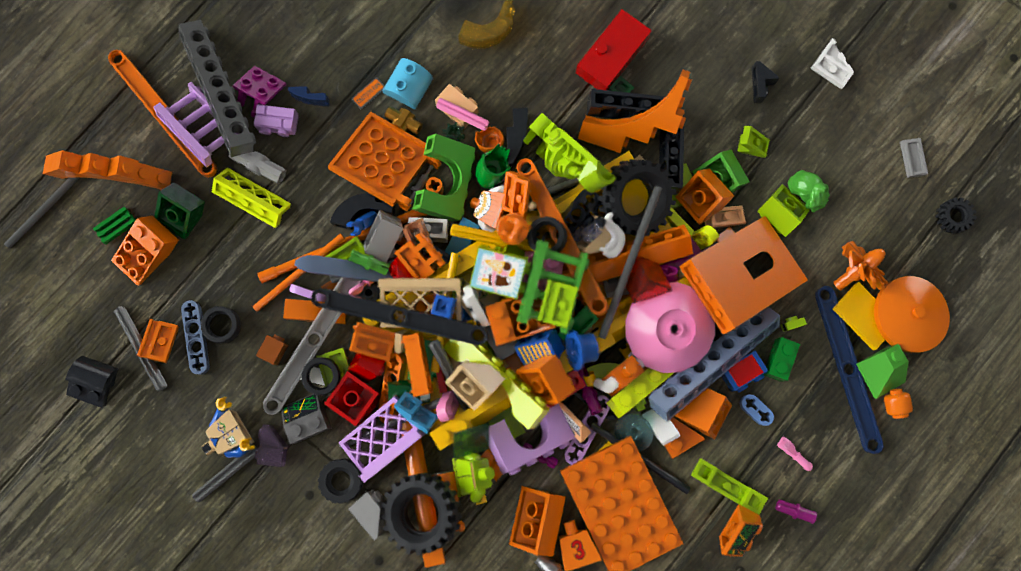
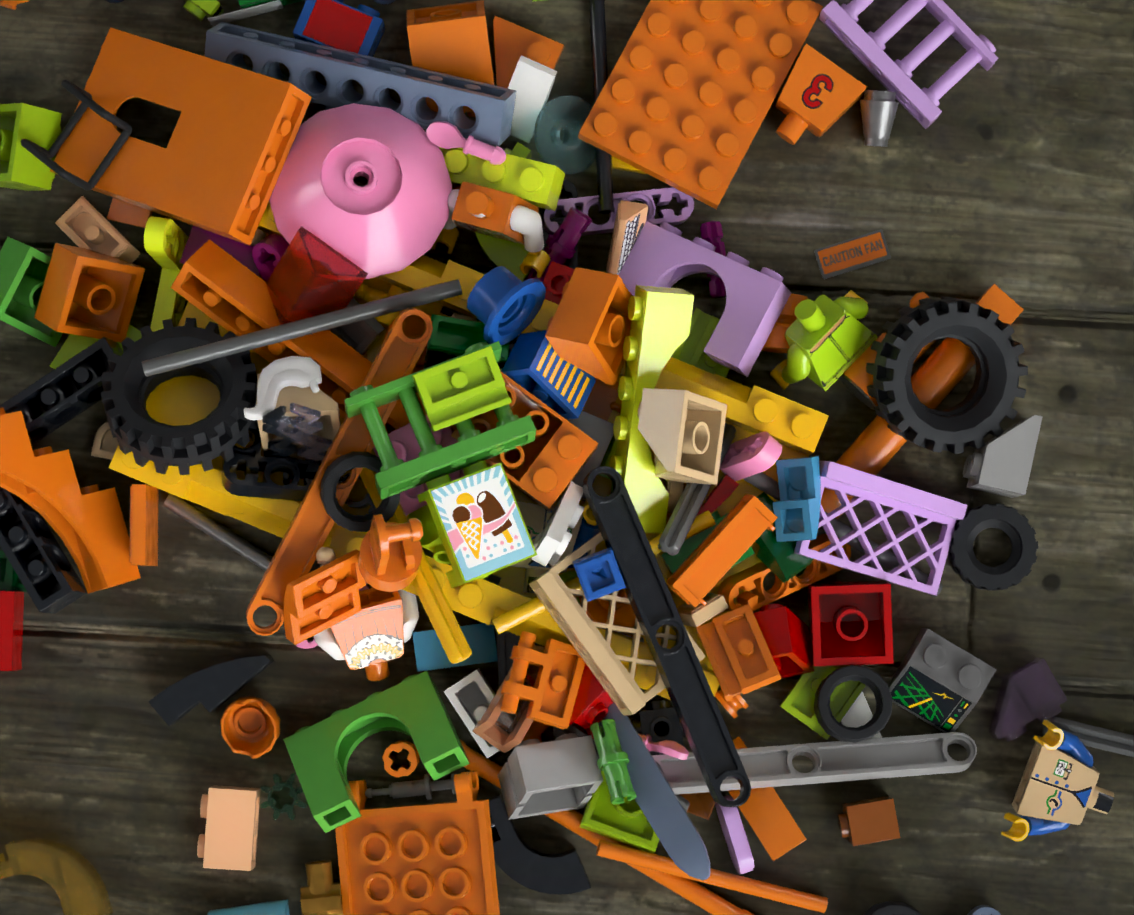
camera: 125 degrees left, 5 degrees up
(362, 223) = (551, 832): blue bar -> none
(462, 114) = (242, 802): bright pink axle -> none
(471, 441) = (776, 377): clear green piece -> none
(492, 167) = (296, 682): green helmet -> none
(501, 514) = (852, 254): none -> orange sticker
(537, 521) = (821, 188): orange slope -> none
(567, 157) = (197, 564): lime piece -> none
(598, 151) = (144, 525): none -> orange tile
(667, 379) = (448, 136): none -> bright pink piece
(776, 339) = (247, 12): none -> white sticker
(781, 245) = (45, 155): none -> black piece

